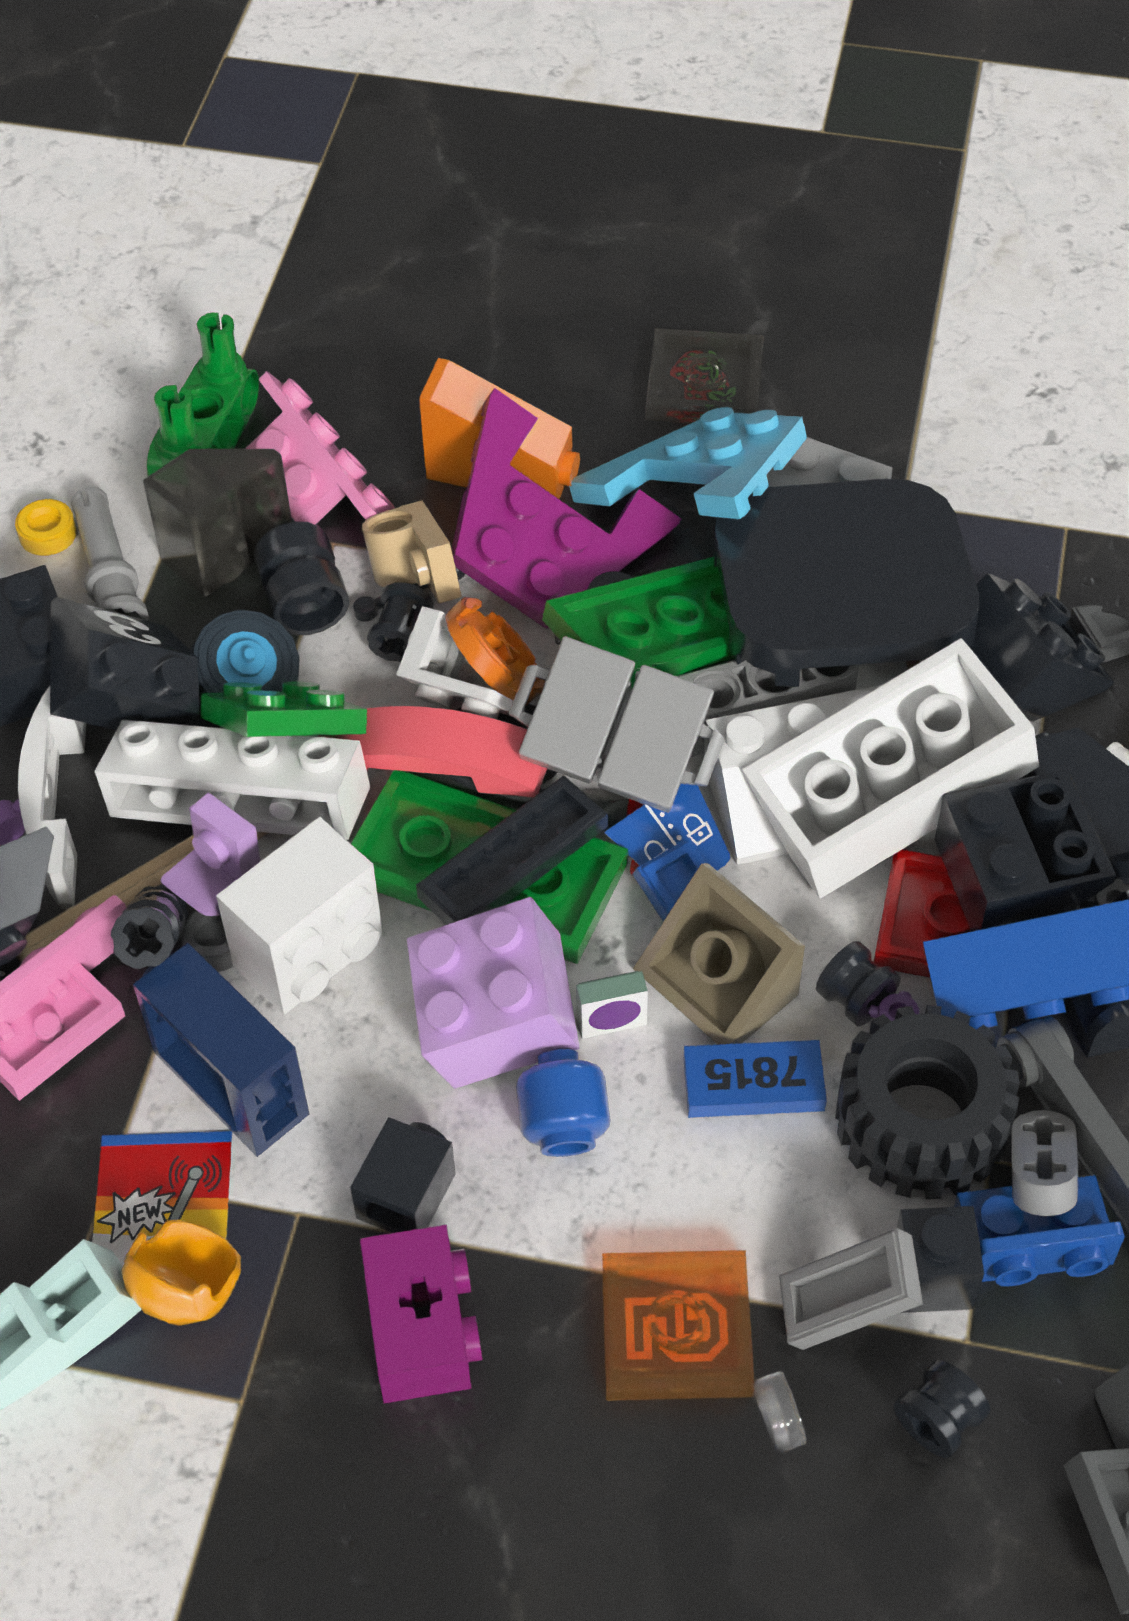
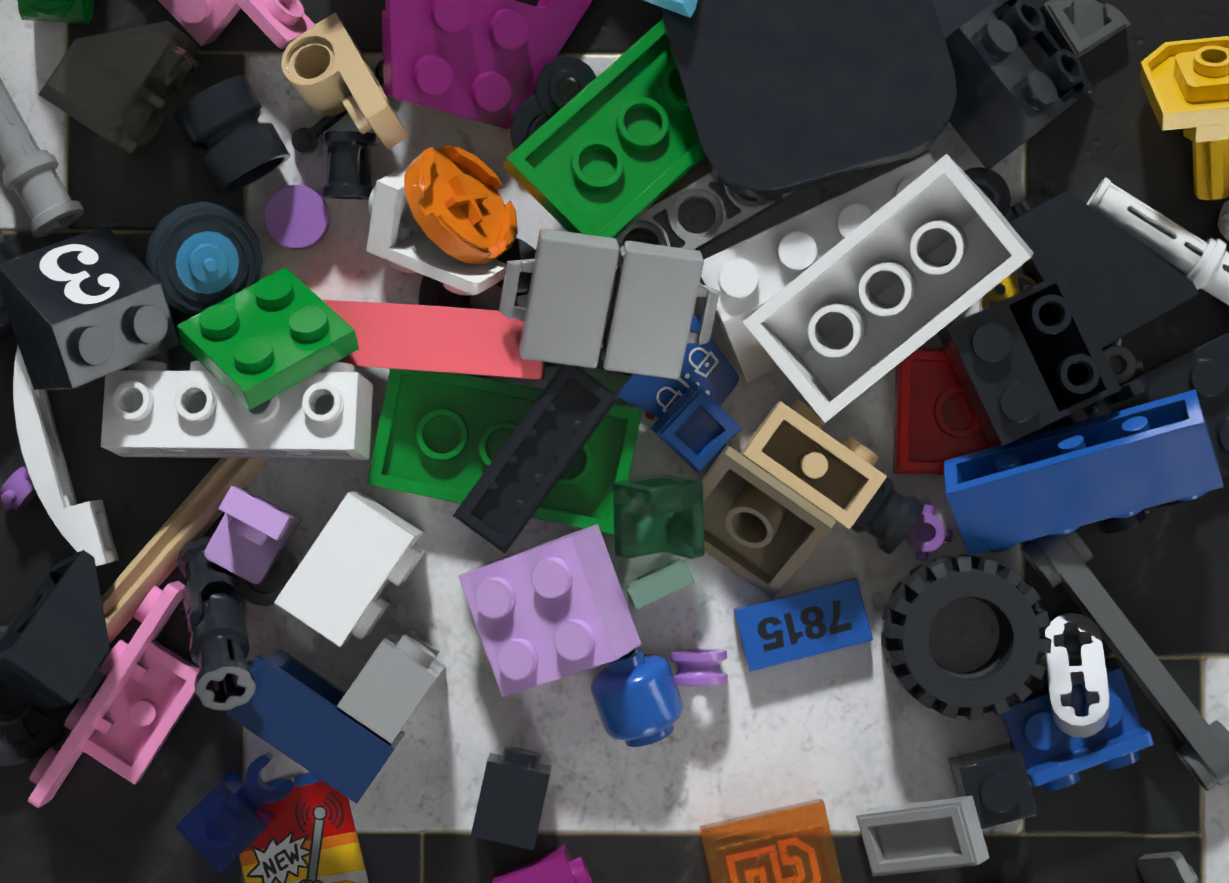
camera: 15 degrees left, 35 degrees up
(103, 1137) = (233, 814): none -> clear blue brick
(321, 1016) = (393, 683): none -> light grey brick
(340, 659) = (297, 217): none -> medium lavender tile
(622, 934) = (658, 516): none -> clear green panel
(636, 1090) = (699, 667): none -> medium lavender bush
(797, 903) = (813, 463): none -> tan brick

